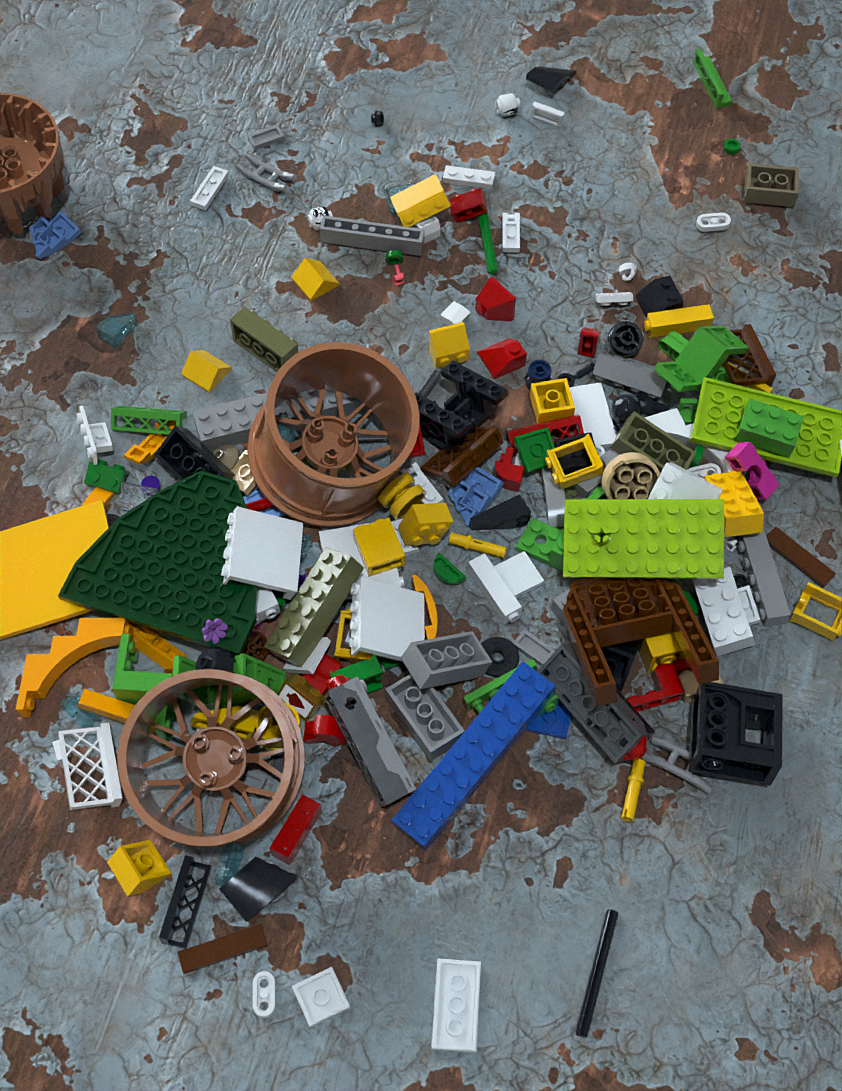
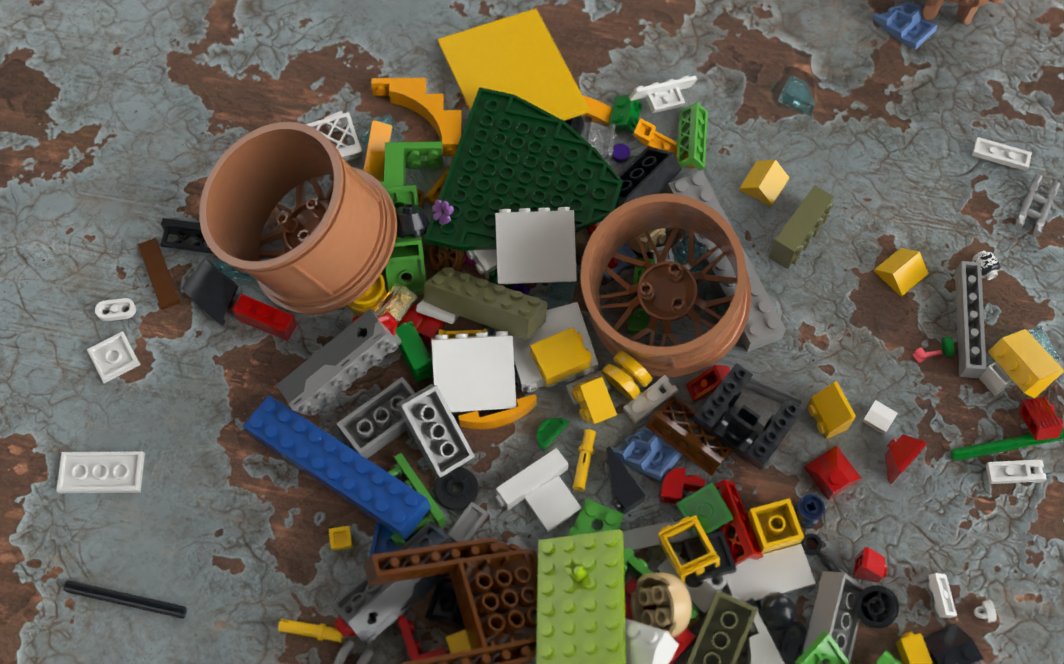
camera: 85 degrees right, 5 degrees up
(543, 760) = (340, 538): none -> yellow plate

